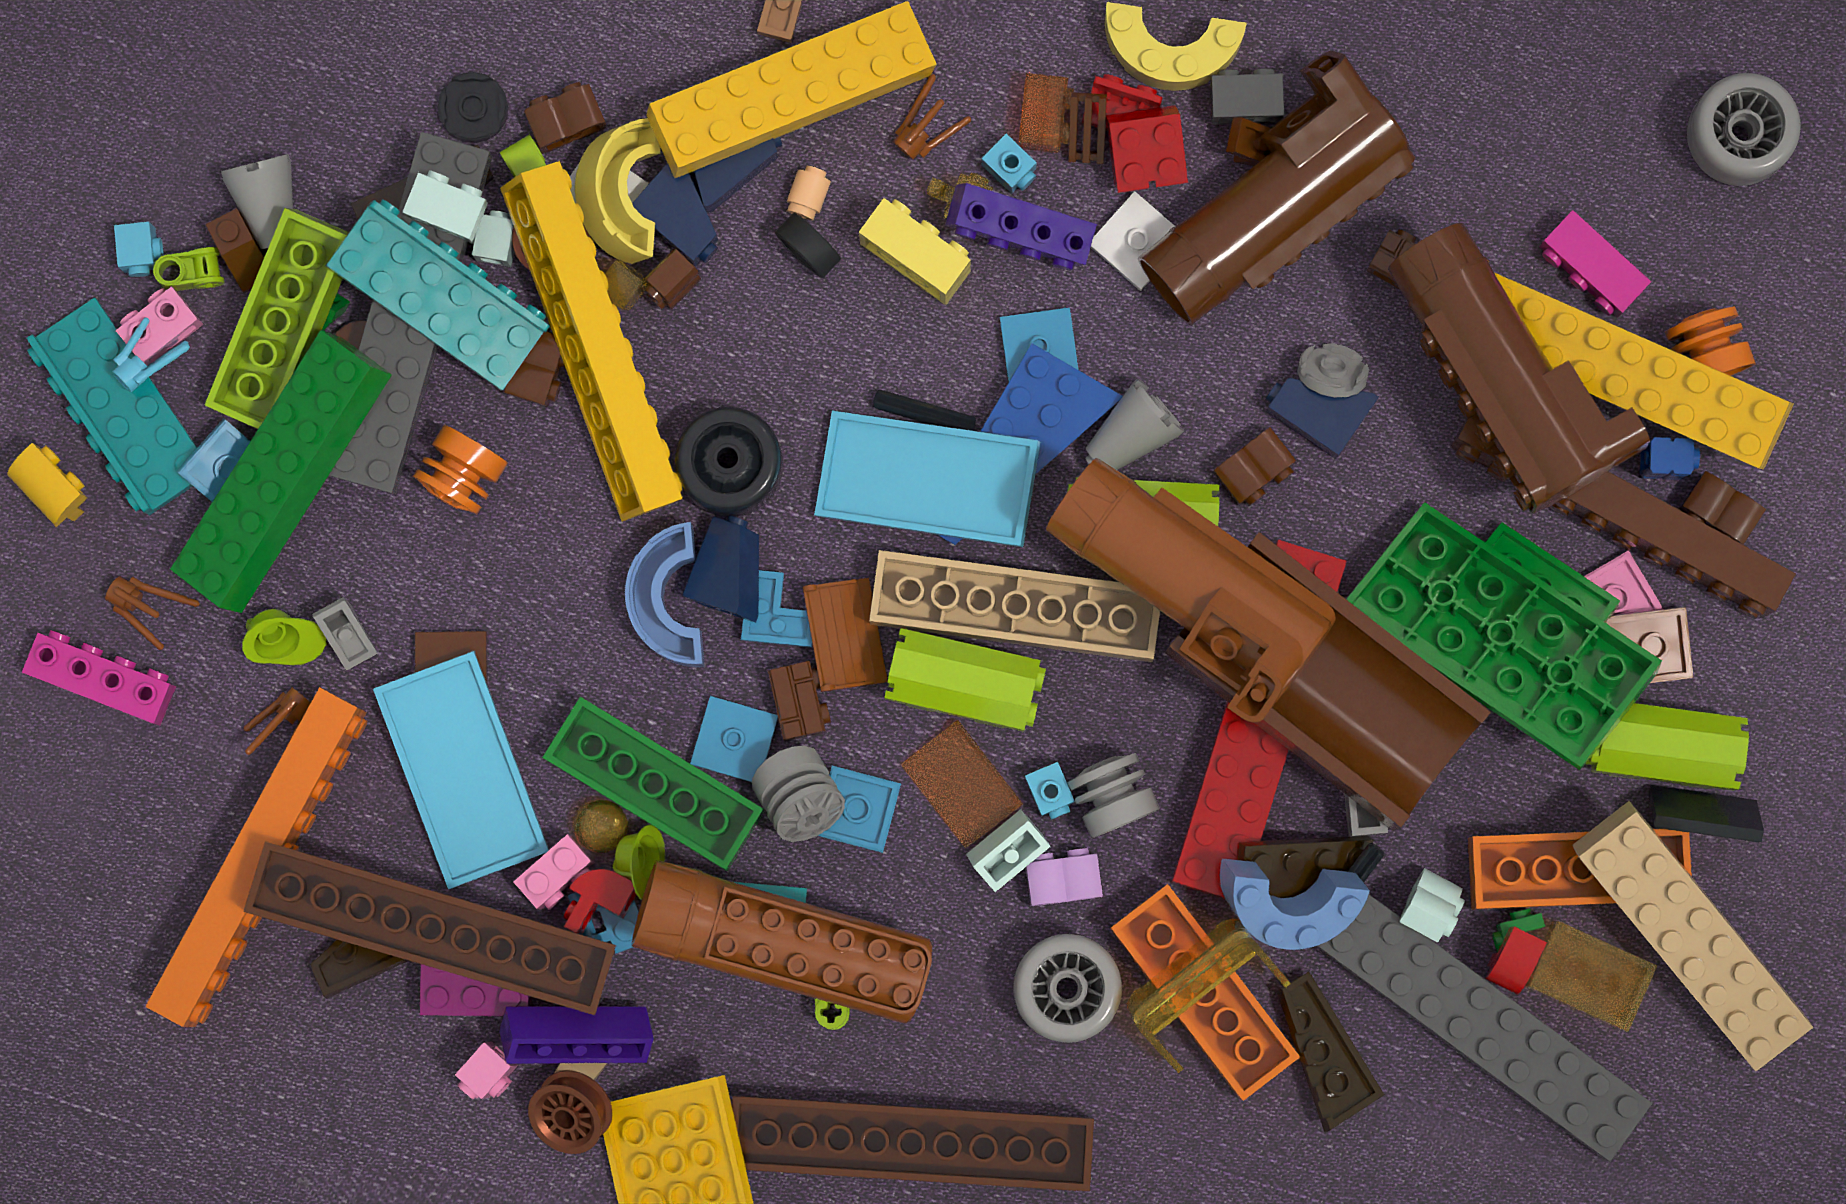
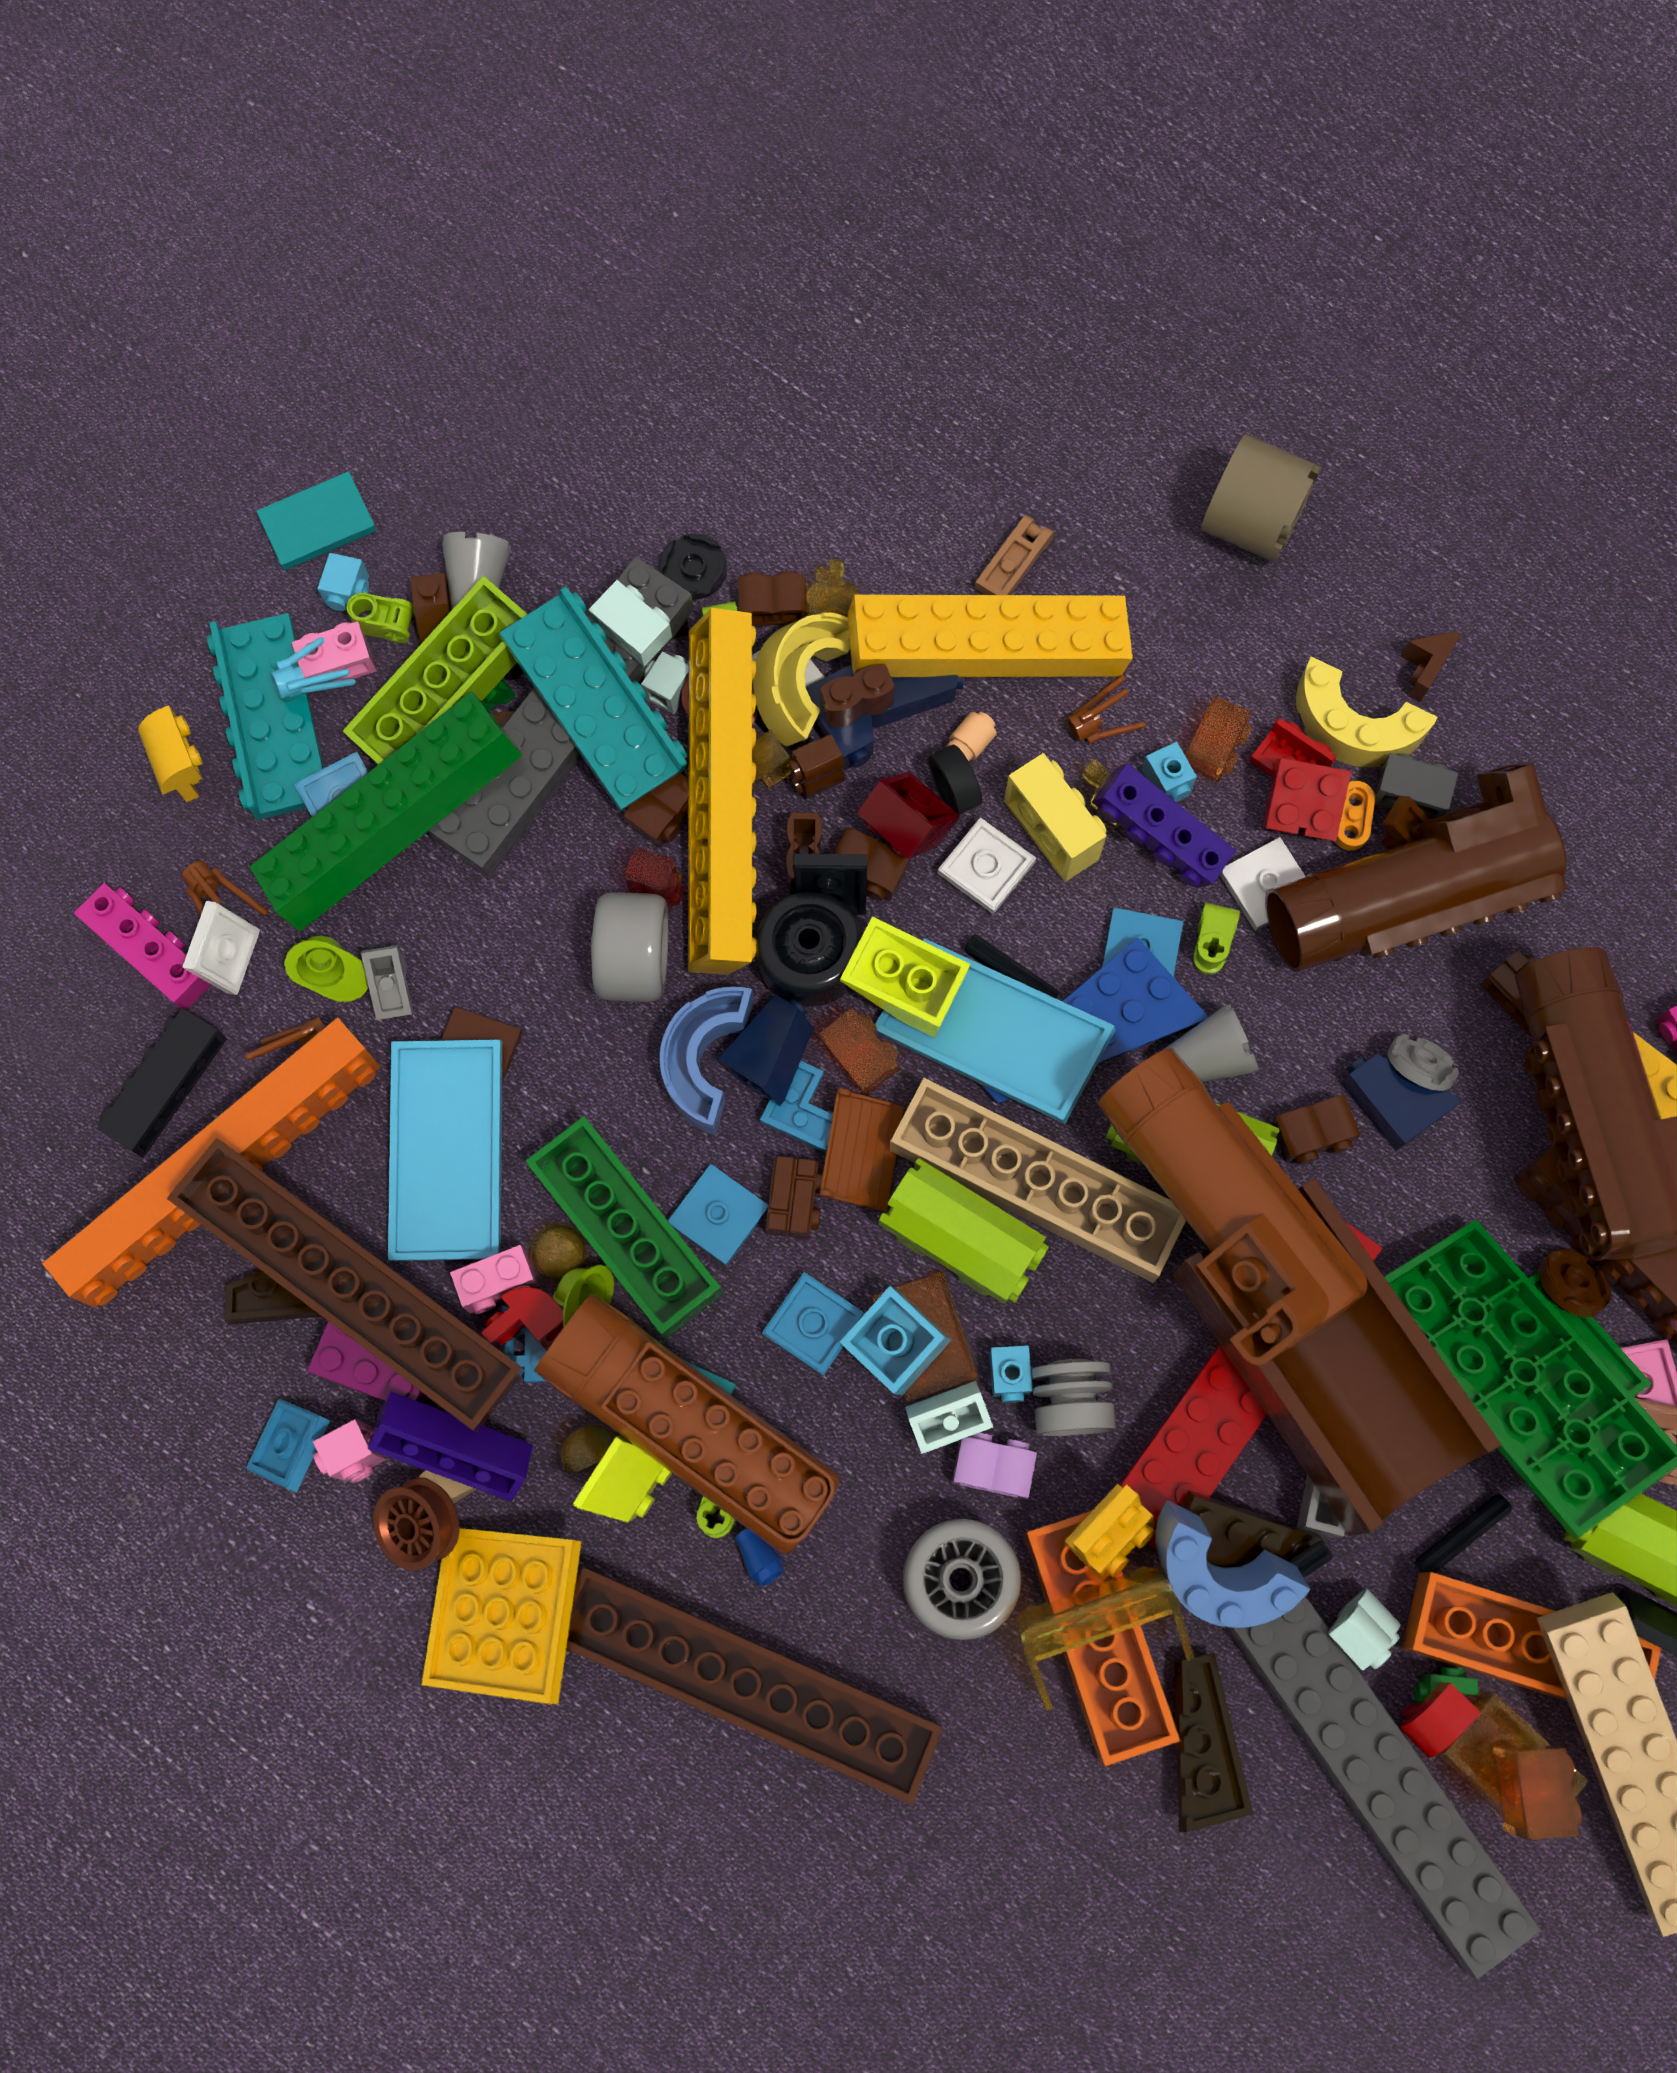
camera: 15 degrees right, 10 degrees down
(81, 189) = (316, 521): none -> teal tile
(170, 801) = (161, 1082): none -> black brick
(176, 656) = (221, 948): none -> white plate
(427, 1085) = (287, 1445): none -> dark azure plate
(460, 470) = (554, 869): orange wheel -> none
(559, 448) = (654, 876): none -> clear red brick
(562, 522) = (630, 947): none -> light grey wheel
(623, 98) = (830, 592): none -> clear yellow brick
(691, 374) = (803, 837): none -> reddish brown brick
(694, 193) = (850, 697): none -> reddish brown brick
(696, 992) = (585, 1447): none -> clear yellow hair
(733, 389) = (834, 874): none -> black tile
(741, 1012) = (622, 1483): none -> neon yellow slope
(754, 357) = (884, 866): none -> reddish brown brick
(776, 298) = (907, 815): none -> dark red brick
(798, 793) = (760, 1285): light grey wheel -> none
(810, 542) = (860, 1051): none -> clear orange brick
(828, 460) = (905, 976): none -> neon yellow slope
(866, 317) = (986, 865): none -> white plate
(884, 1033) = (759, 1558): none -> blue cone
(937, 799) = (895, 1341): none -> medium azure brick
(1087, 155) = (1244, 791): reddish brown tile -> none
(1104, 308) = (1216, 934): none -> lime piece
(1184, 902) = (1112, 1532): none -> yellow brick
(1200, 145) = (1356, 818): none -> light orange plate
(1497, 790) = (1464, 1534): none -> black axle
(1529, 534) = (1574, 1283): none -> reddish brown tile
(1609, 990) = (1537, 1791): none -> clear orange brick

